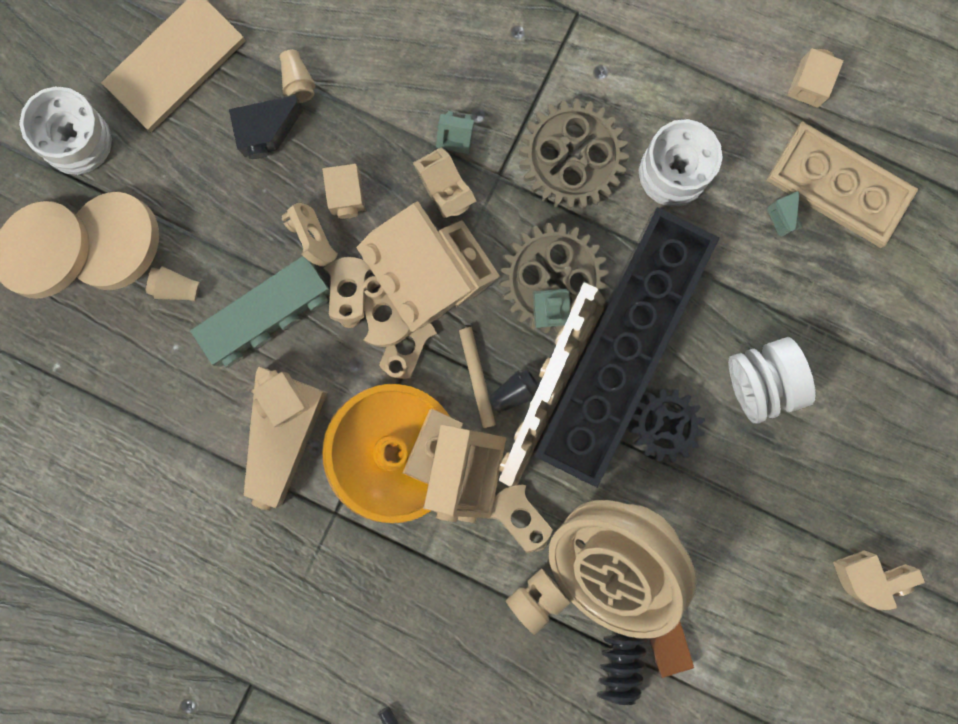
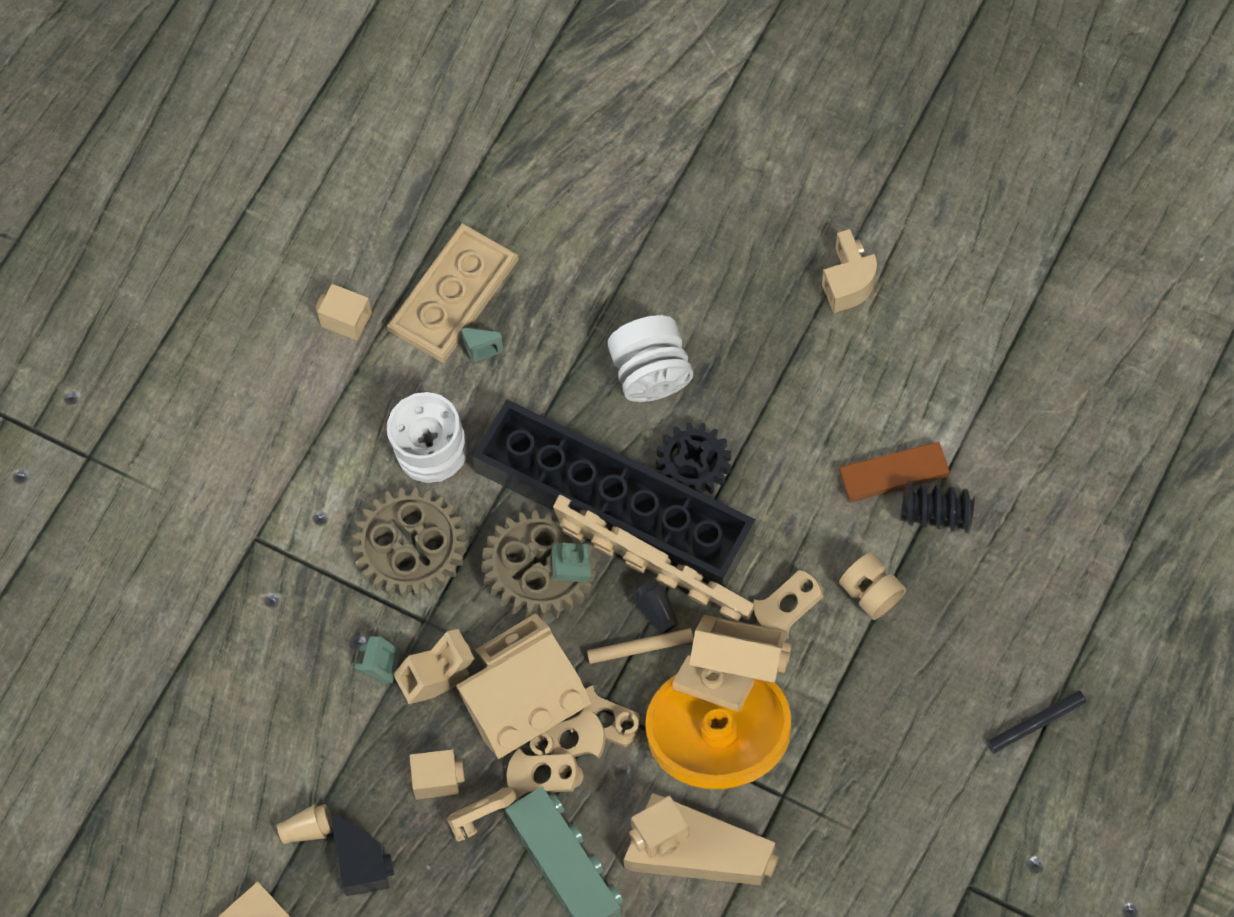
camera: 85 degrees left, 20 degrees down
(628, 572) = (839, 487): tan wheel -> none

